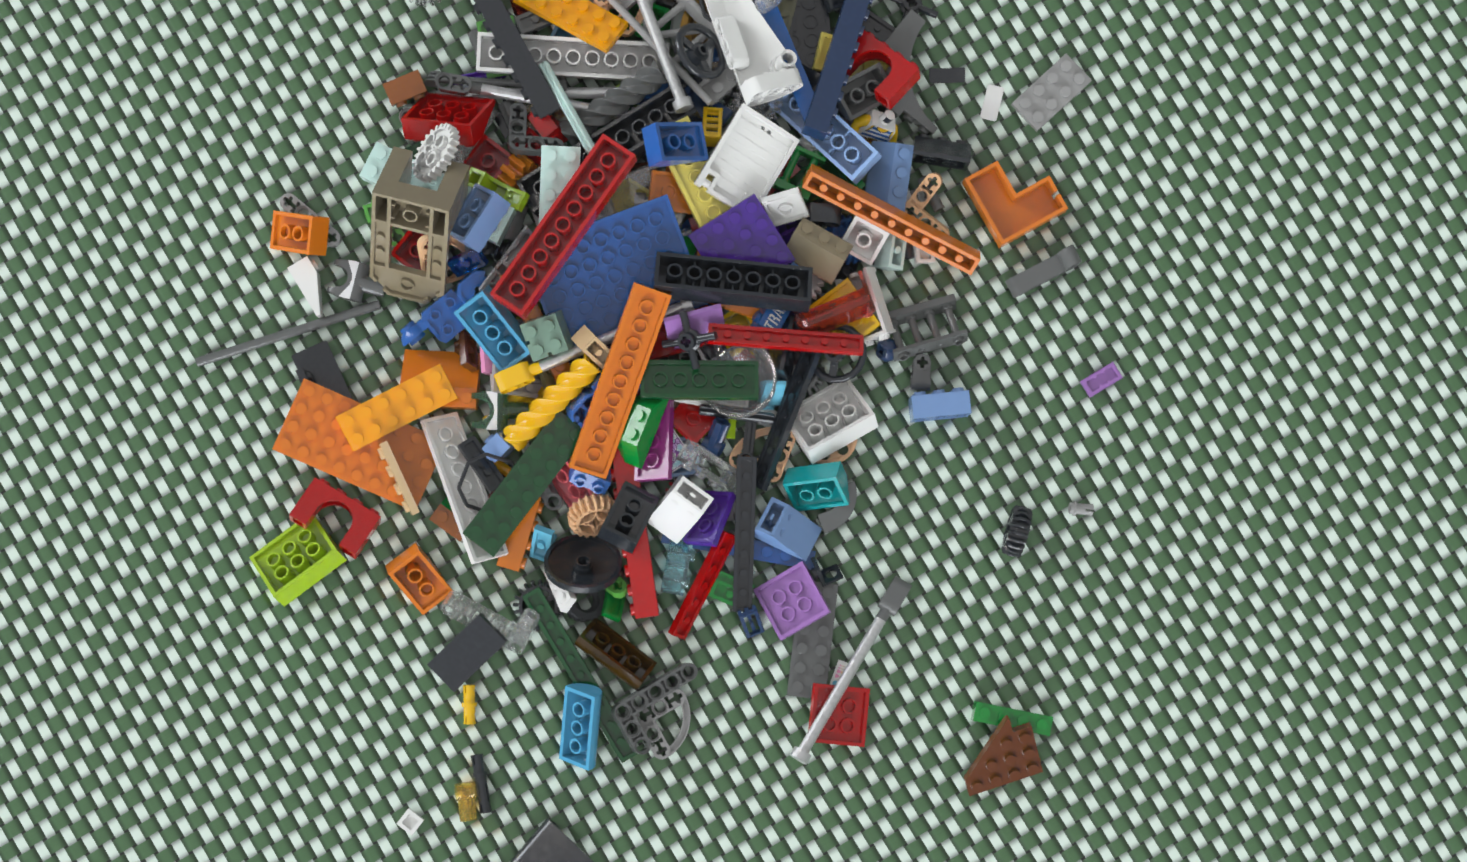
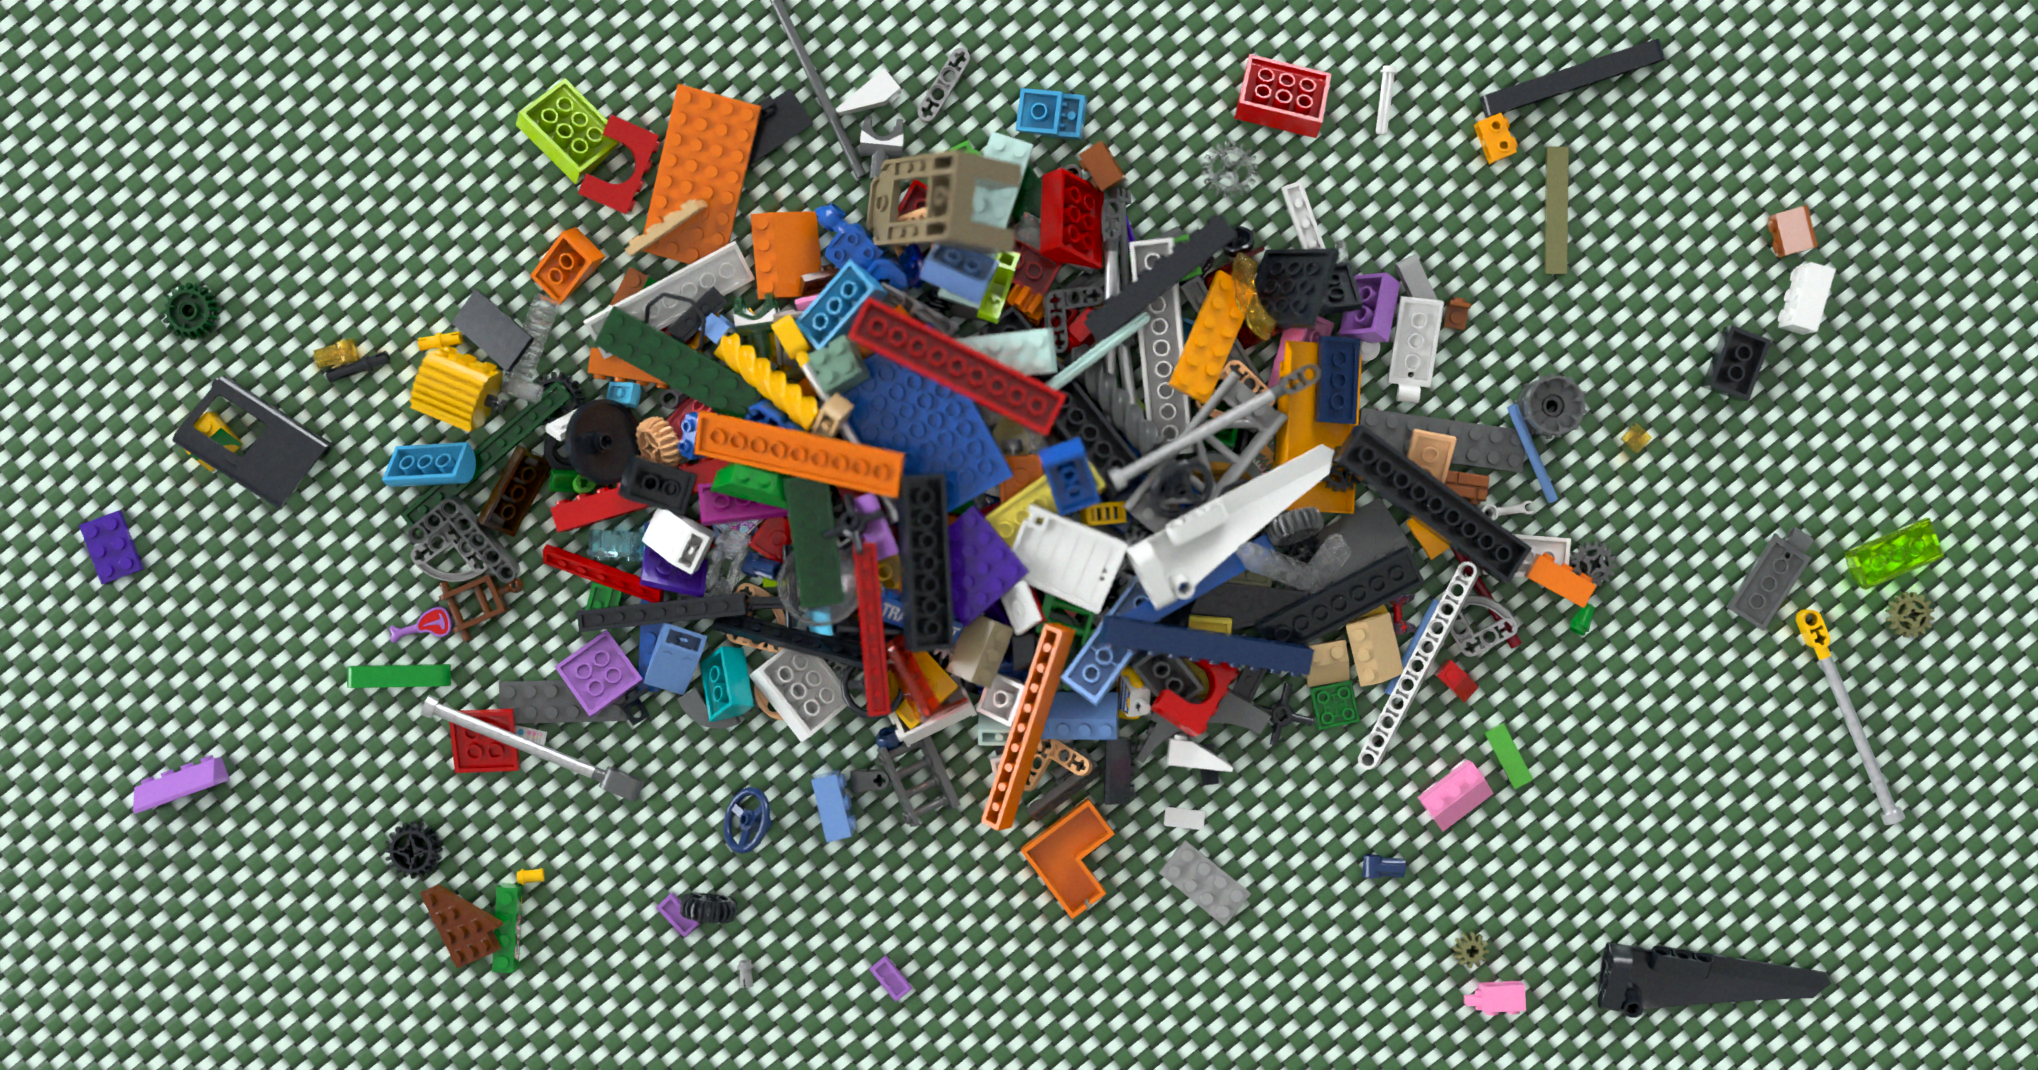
camera: 80 degrees right, 5 degrees up
(299, 233) = (924, 76): orange slope -> none
(351, 129) = (1051, 114): none -> dark azure slope
(396, 407) = (743, 212): light orange plate -> none
(410, 821) = (306, 297): white plate -> none
(436, 152) = (1022, 212): white gear -> none
(515, 688) = (457, 388): none -> yellow piece
(705, 683) = (496, 592): none -> reddish brown piece
(723, 747) = (435, 621): none -> medium lavender piece
(748, 613) = (574, 629): dark blue tile -> none
(768, 786) = (399, 676): none -> green beam
(928, 804) = (413, 841): none -> black gear
(932, 91) = (1188, 753): none -> white slope
(943, 483) = (750, 821): none -> dark blue piece
(954, 203) = (1061, 793): none -> dark grey plate
(967, 692) = (530, 876): none -> yellow pin
(1018, 565) = (671, 911): none -> medium lavender tile
(1044, 271) = (1001, 901): dark grey beam -> none

